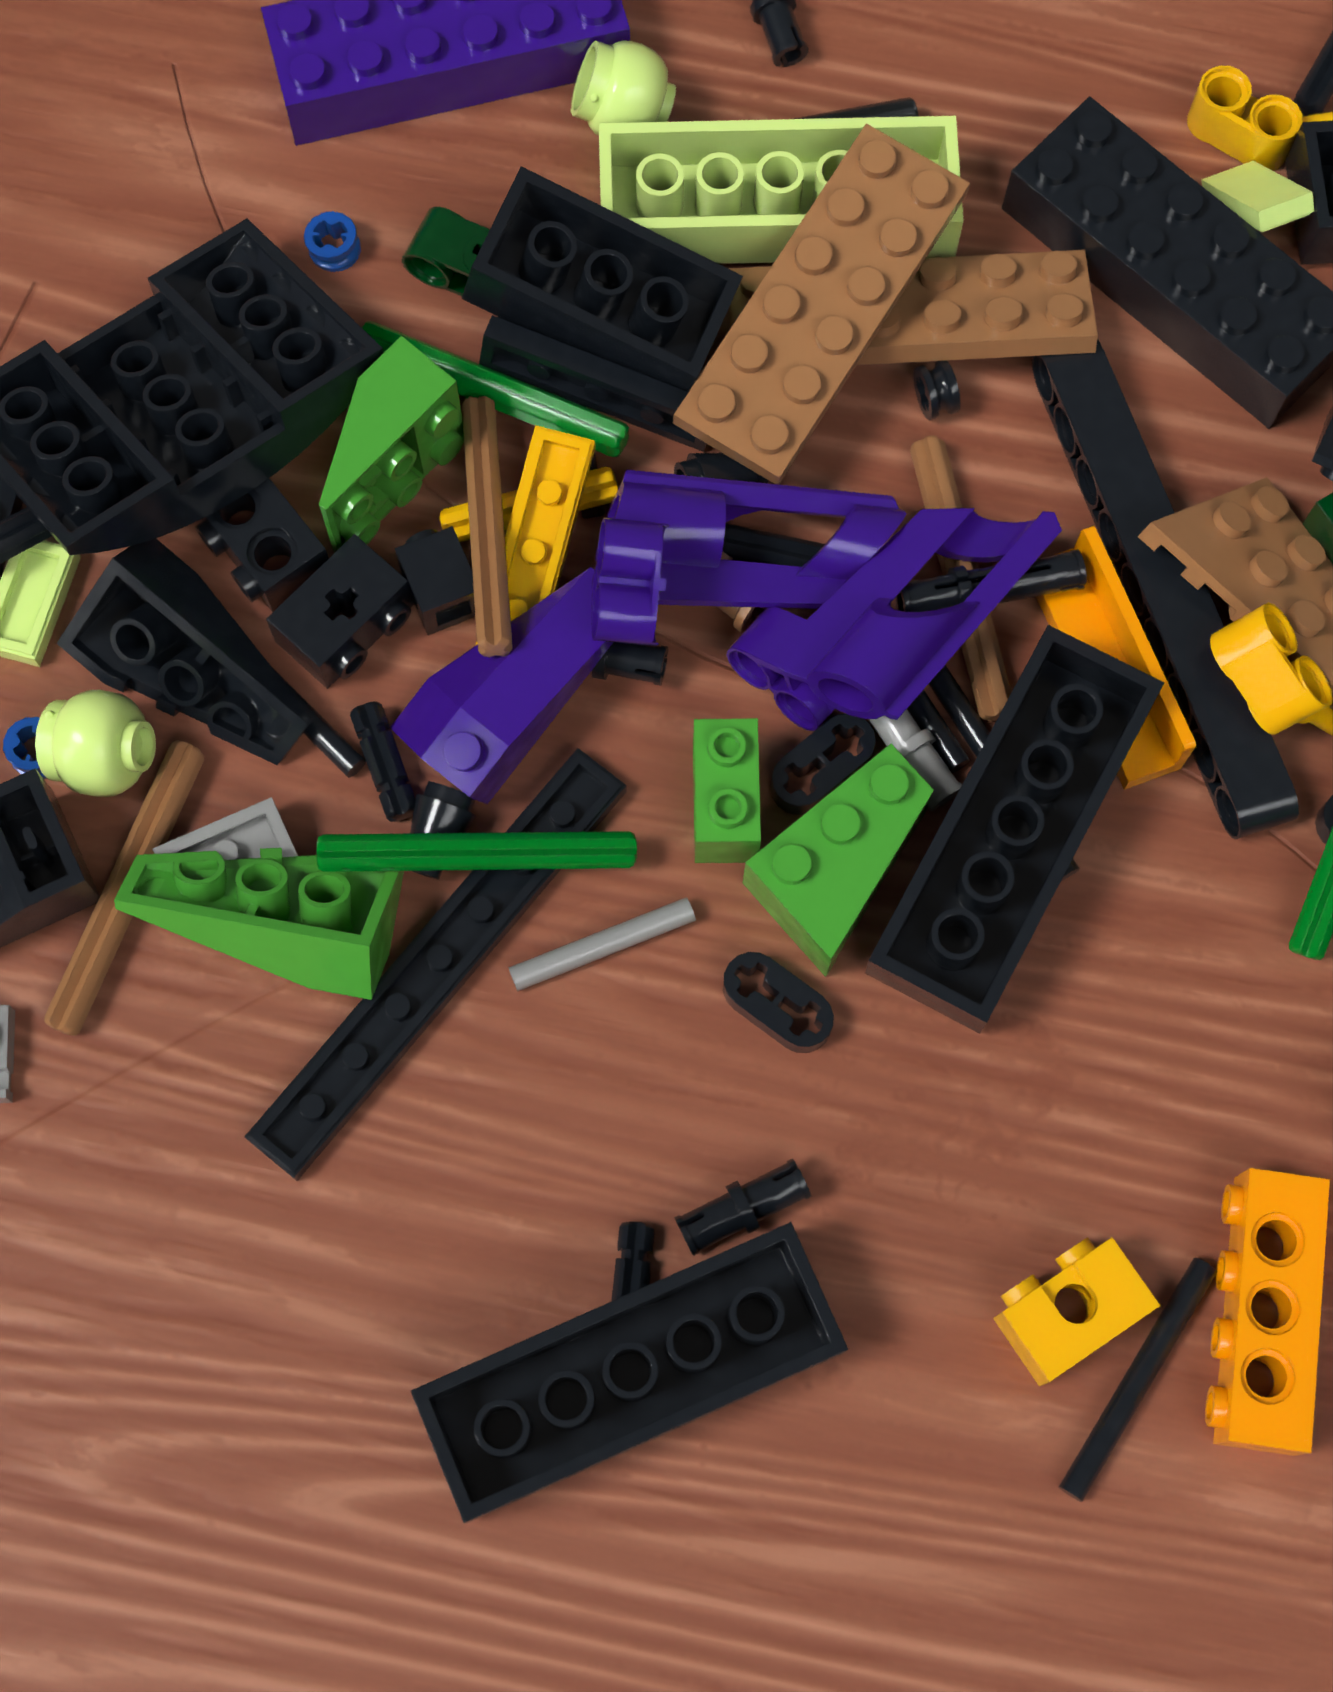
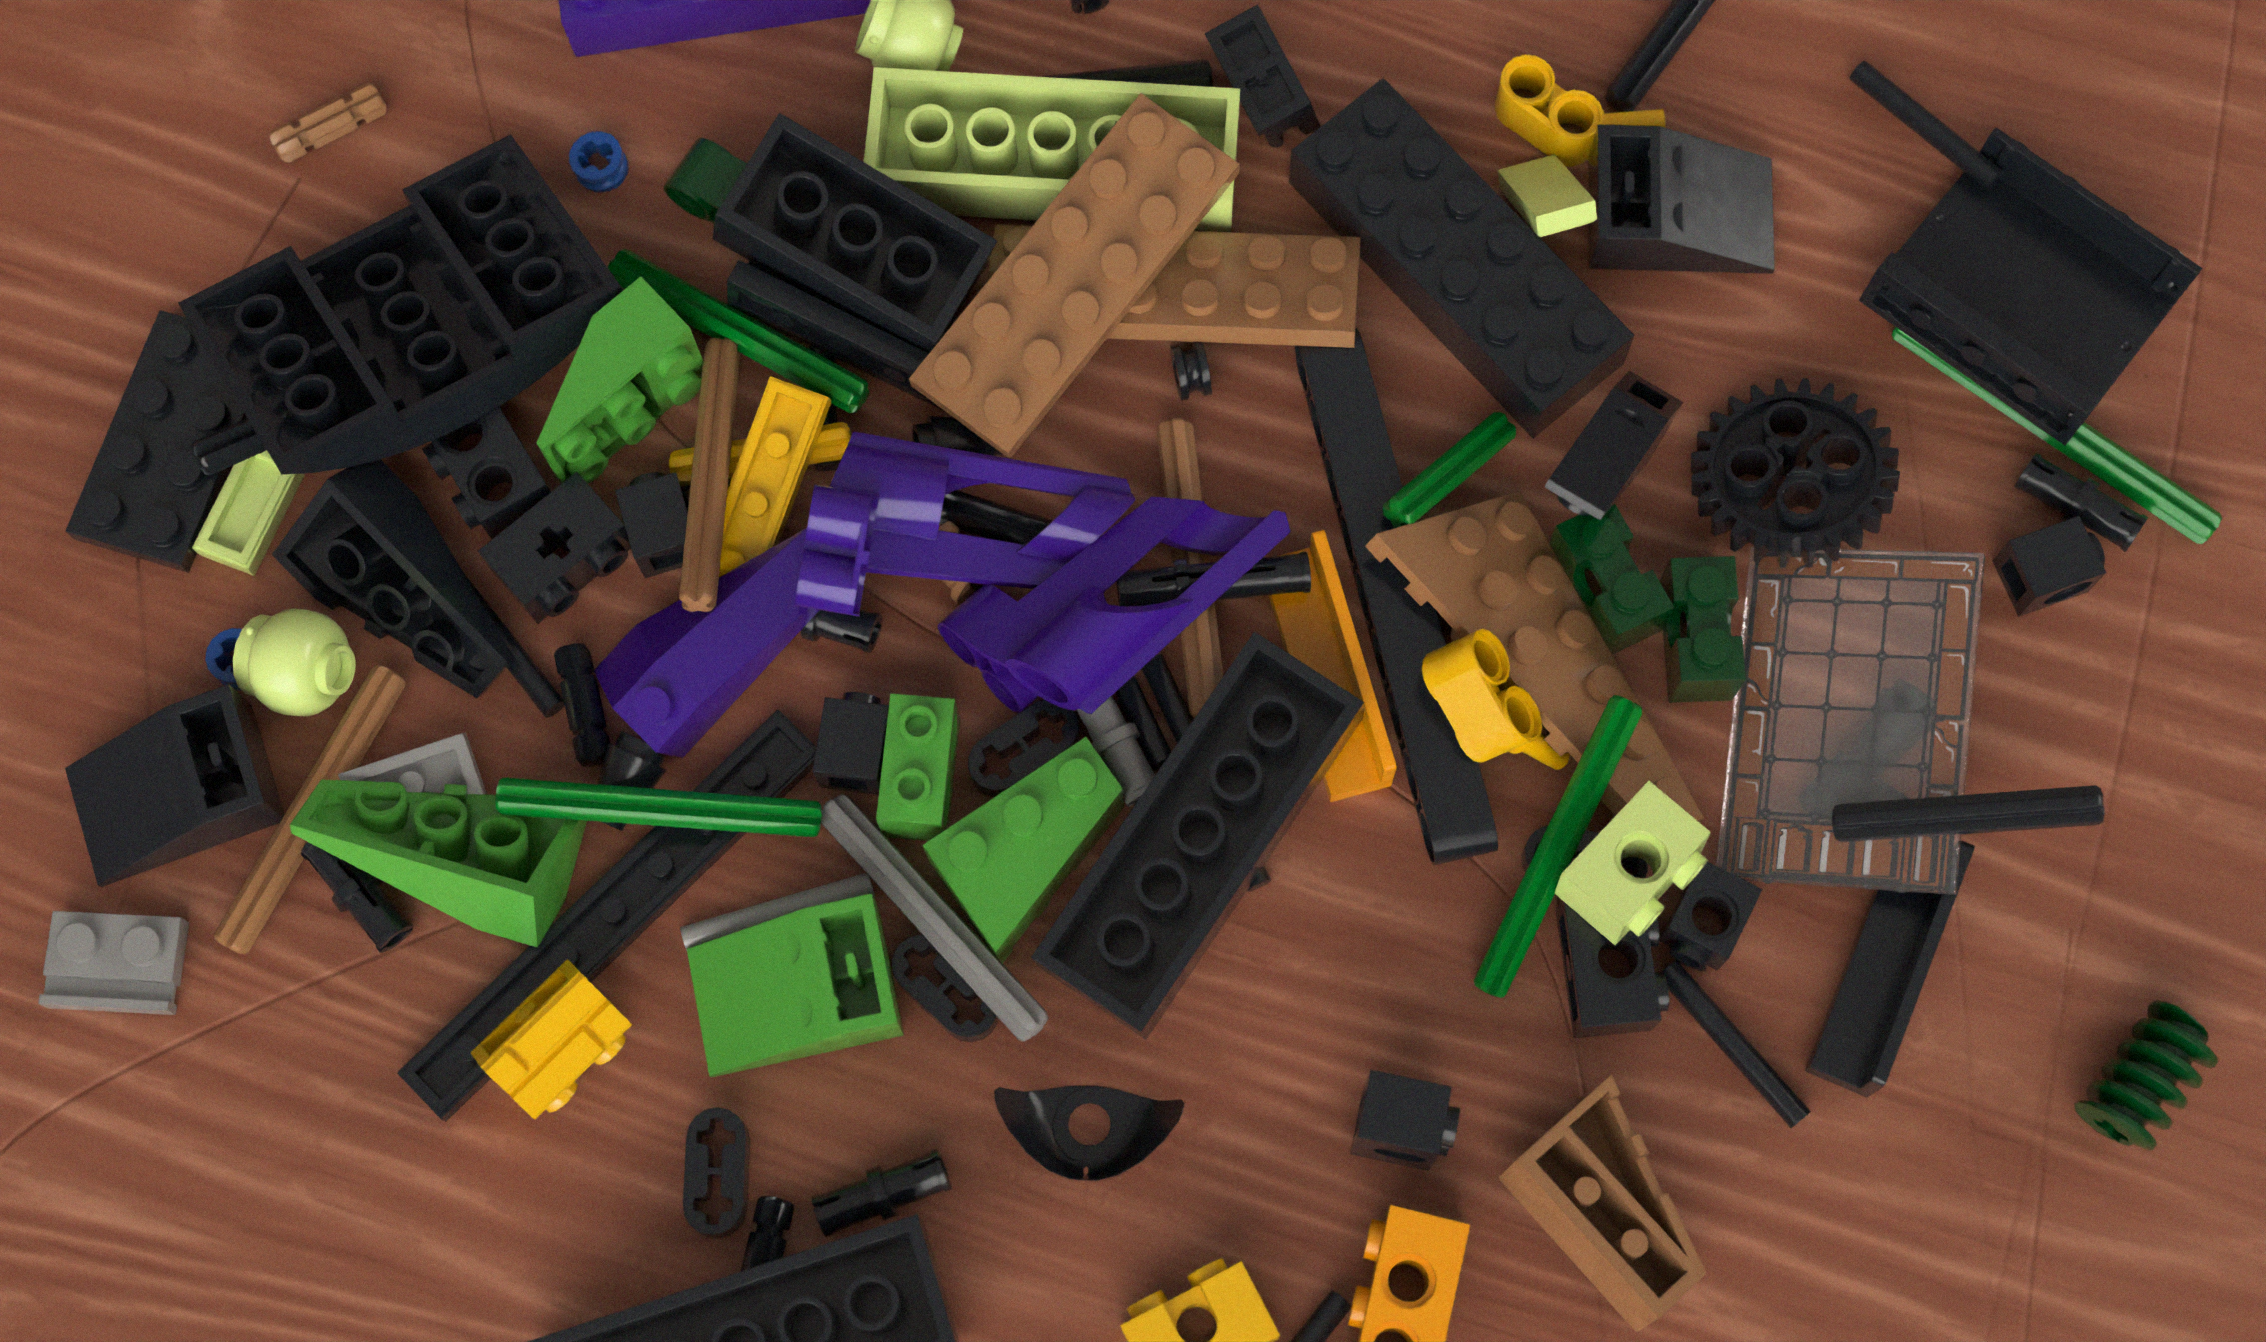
camera: 10 degrees right, 0 degrees up
(61, 225) = (327, 122): none -> medium nougat axle
(185, 964) = (362, 897): none -> black pin
(399, 1088) = (552, 1041): none -> yellow brick
(559, 1205) = (700, 1172): none -> black beam
(633, 1013) = (795, 987): none -> bright green slope
(658, 774) = (851, 743): none -> black brick
(761, 934) = (934, 918): none -> light grey axle
(962, 89) = (1263, 74): none -> black hinge
(980, 1130) = (1042, 1128): none -> black piece
(1202, 461) = (1449, 470): none -> green axle
(1250, 1084) = (1404, 1121): none -> black brick

